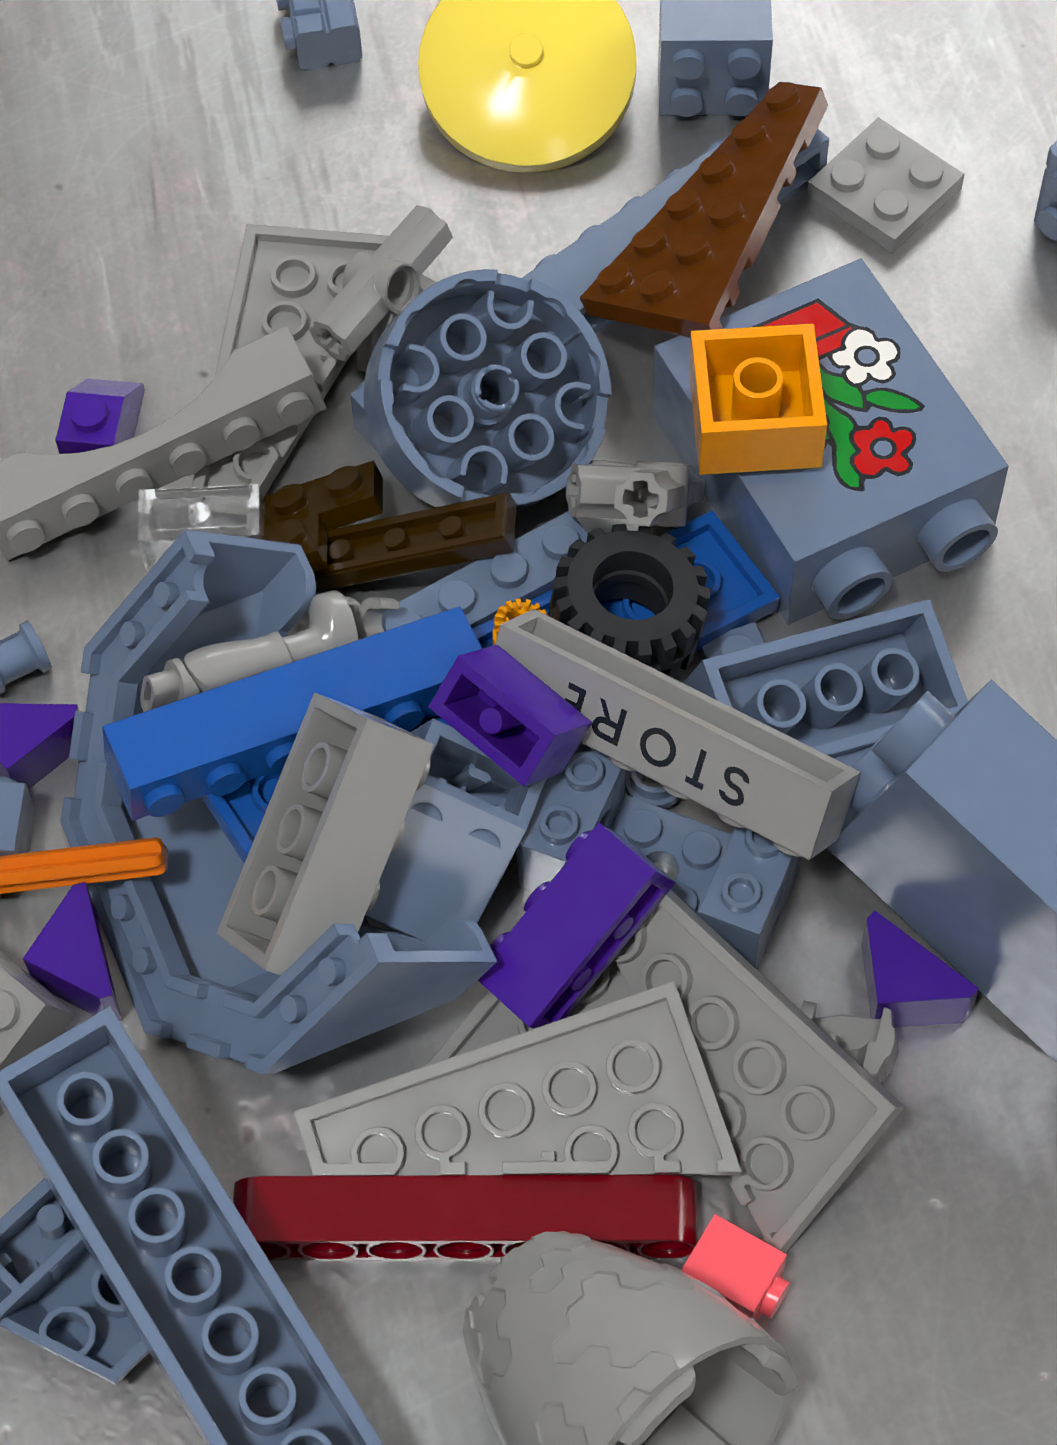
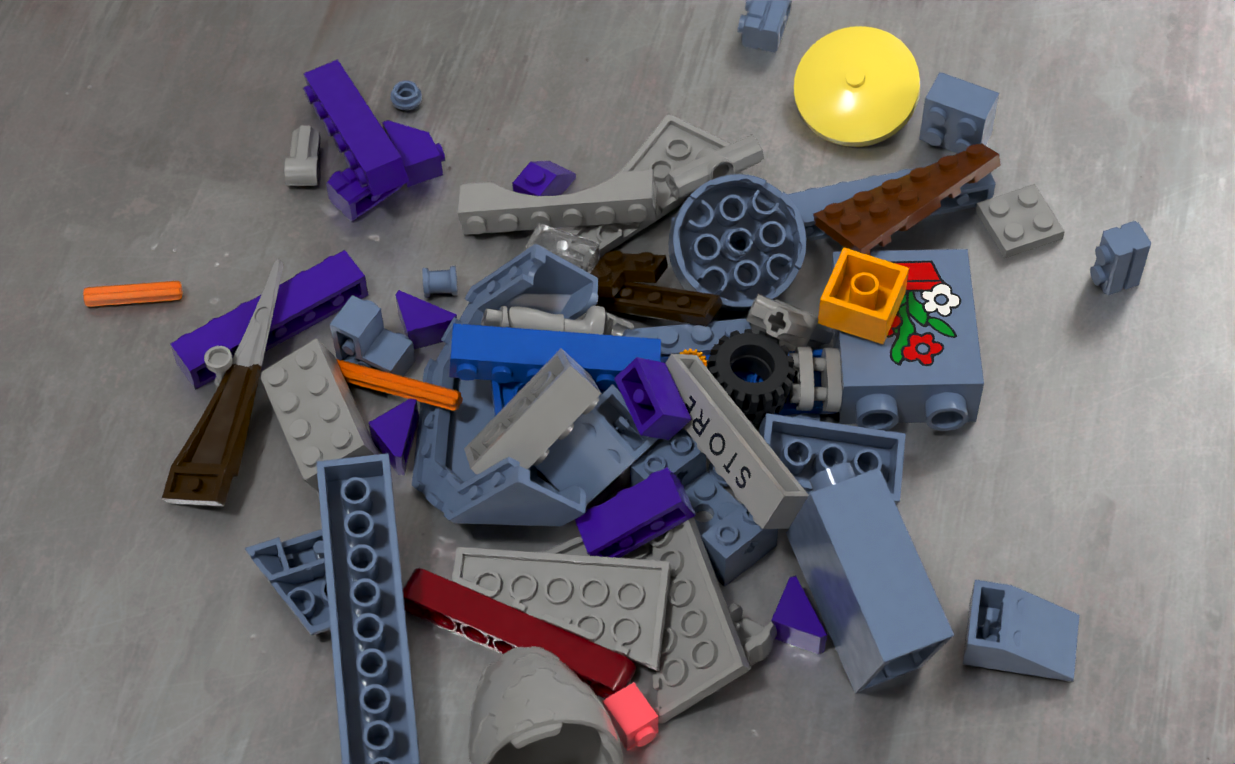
camera: 25 degrees right, 5 degrees down
(738, 566) = (803, 390): none -> light grey brick

